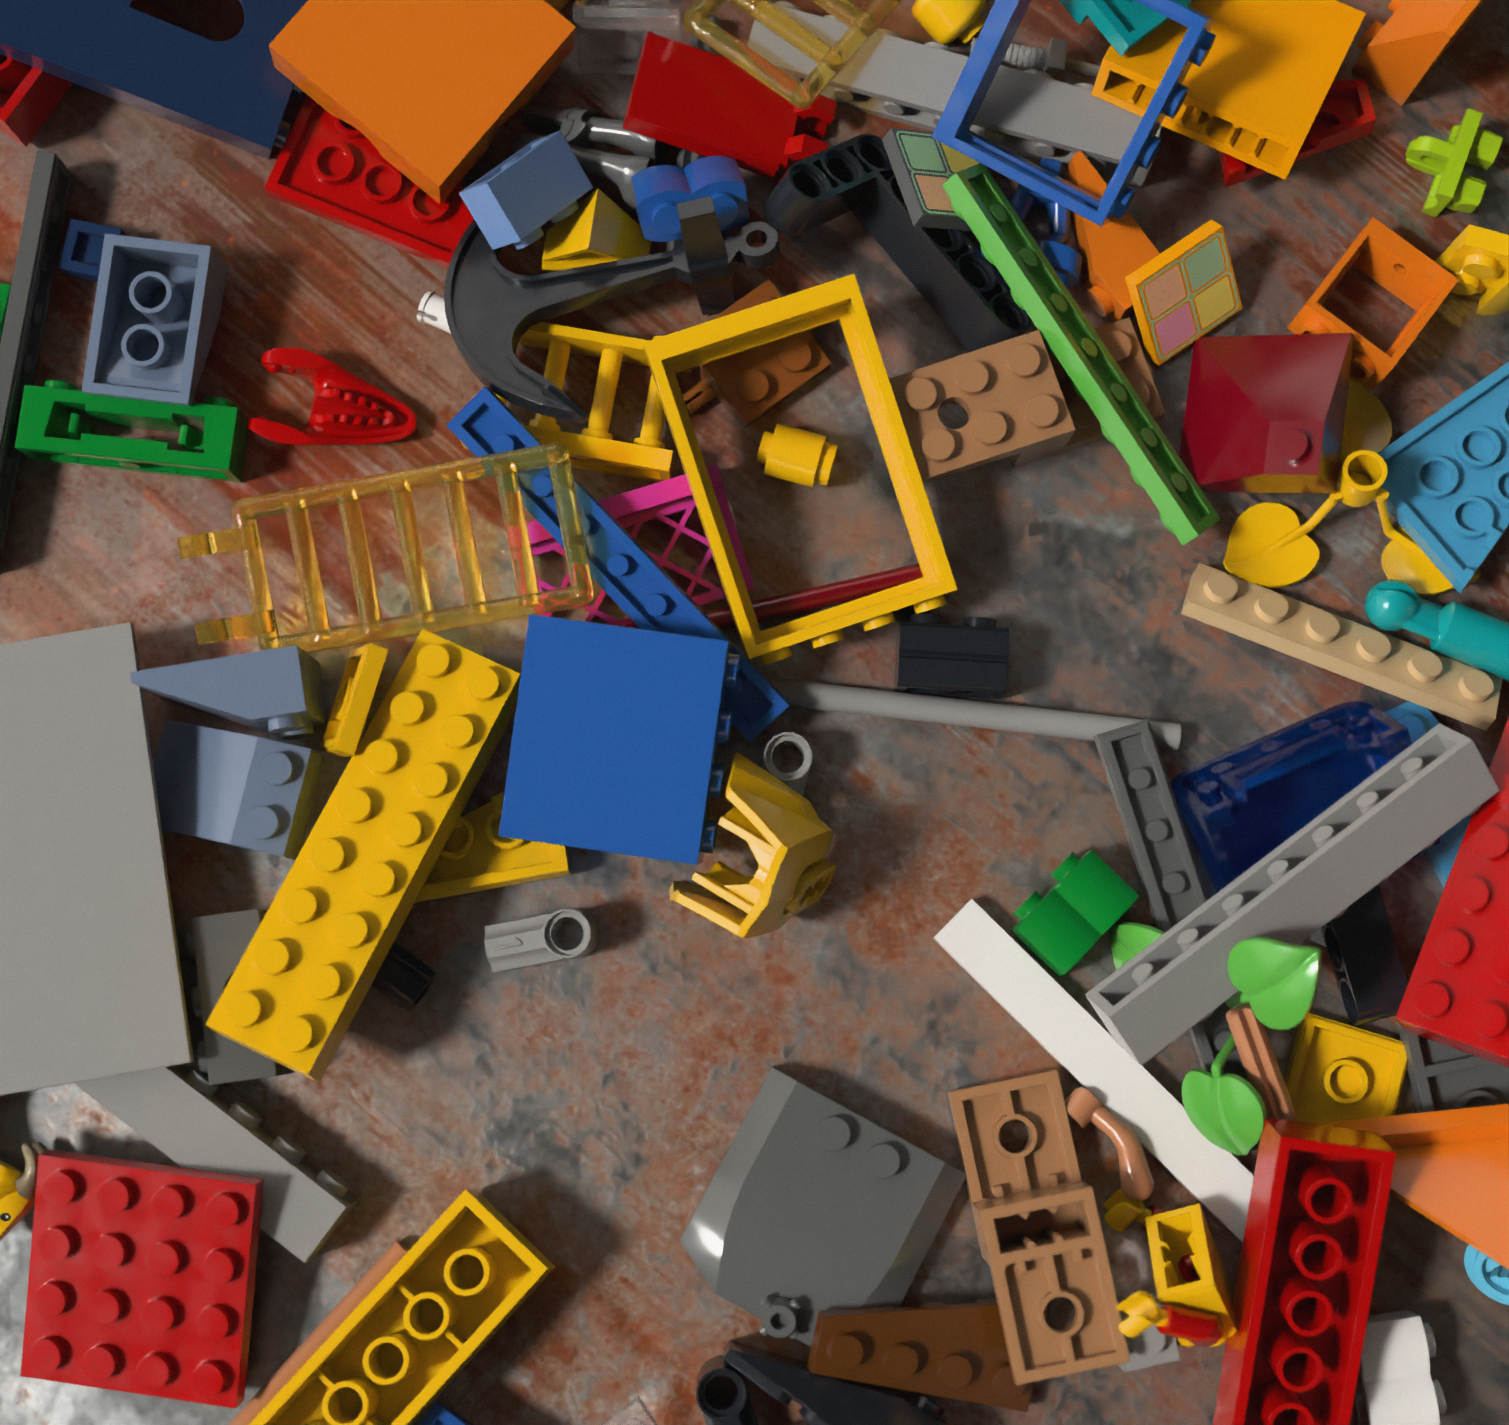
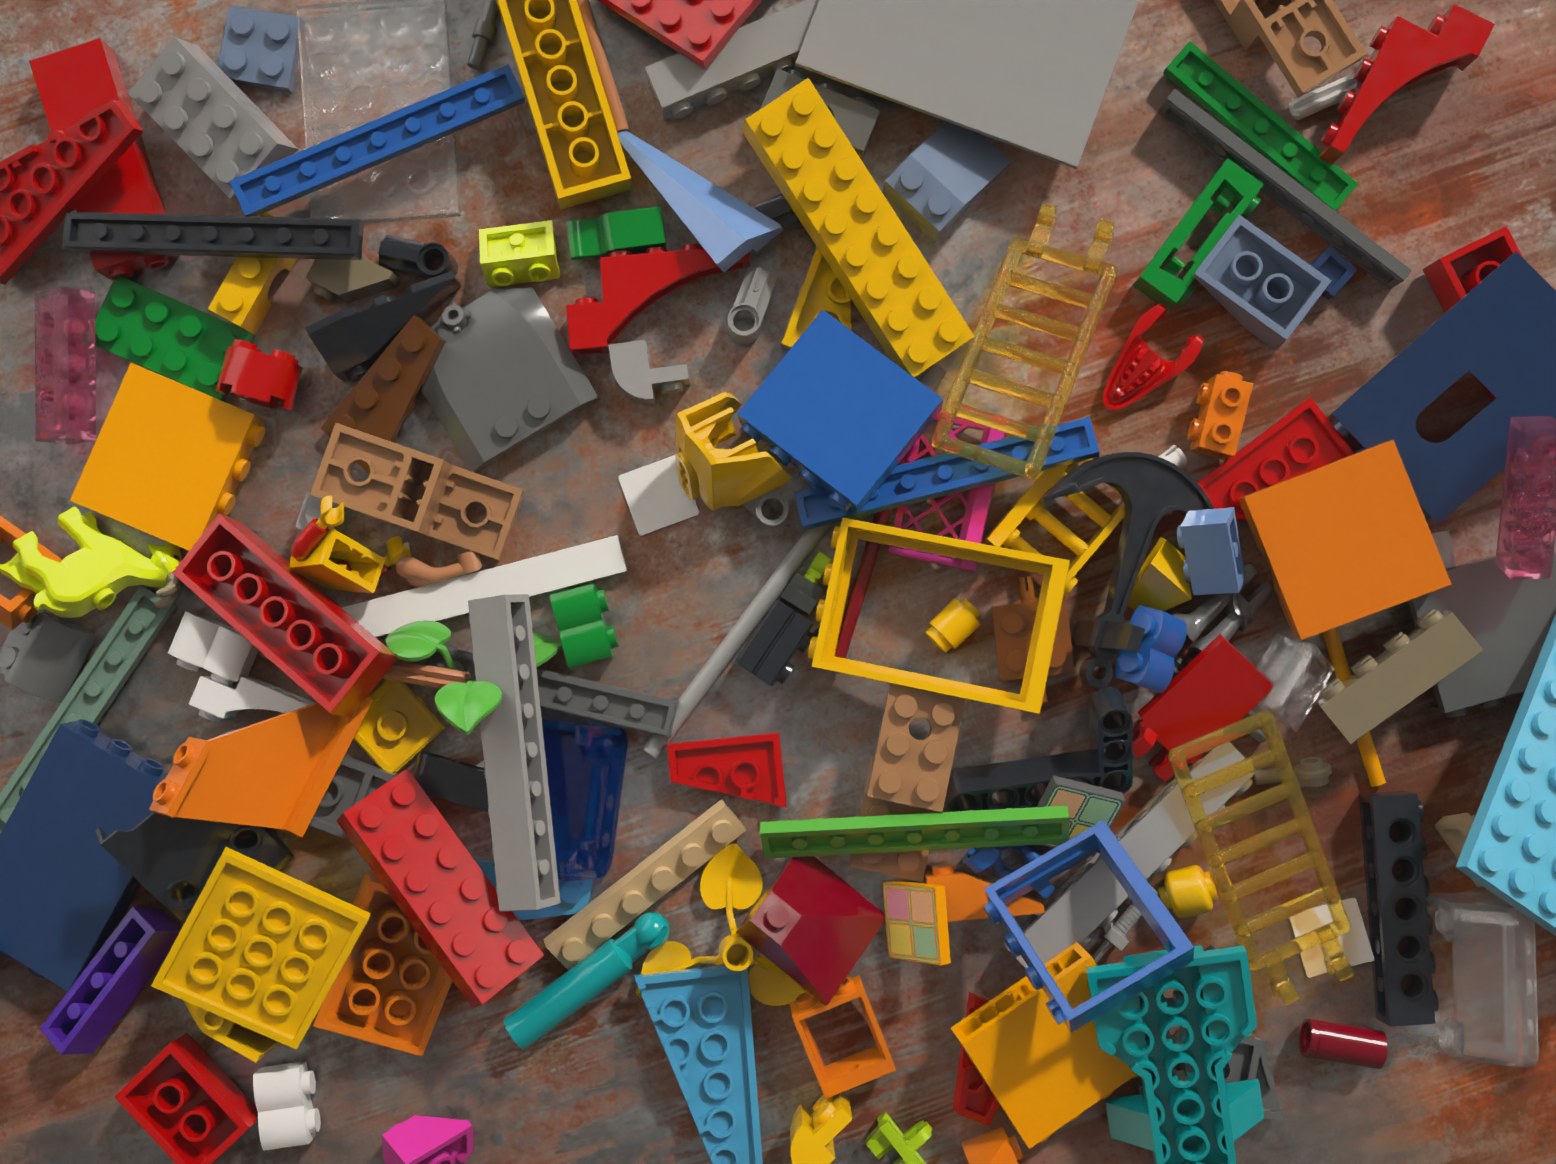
camera: 120 degrees right, 5 degrees up
(262, 689) = (988, 227): sand blue slope -> none
(349, 280) = (1221, 415): none -> orange brick
(353, 700) = (954, 272): yellow tile -> none
(453, 1050) = (715, 217): none -> medium blue wedge
(546, 1169) = (615, 231): none -> green piece
(592, 1104) = (633, 286): none -> red arch
(645, 1286) = (518, 254): none -> neon yellow bracket
(719, 1034) = (635, 377): none -> light grey brick
(852, 920) = (656, 496): none -> white sticker
(866, 661) = (803, 591): none -> pearl dark grey piece
(1130, 624) = (732, 765): none -> red wing
(1421, 1287) = (224, 701): none -> white slope

